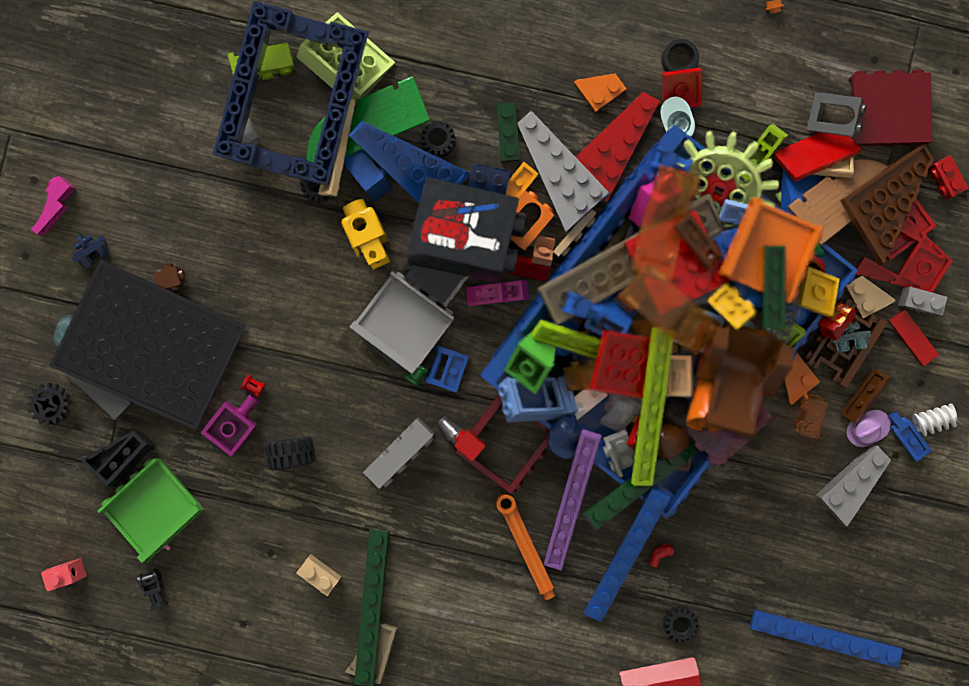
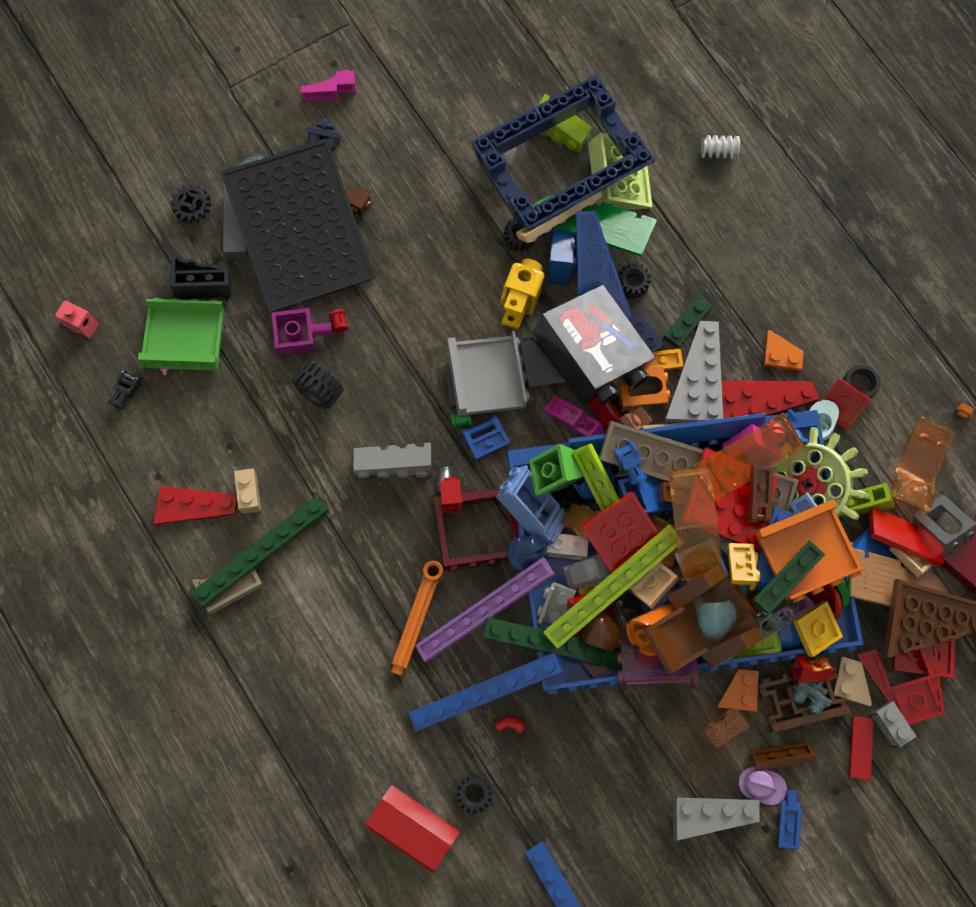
camera: 35 degrees right, 15 degrees down
(286, 623) = (189, 504): none -> red wing
(749, 366) = (716, 618): none -> clear light blue piece
(779, 83) = (921, 464): none -> clear orange windscreen
(935, 419) = (824, 827): white piece -> none

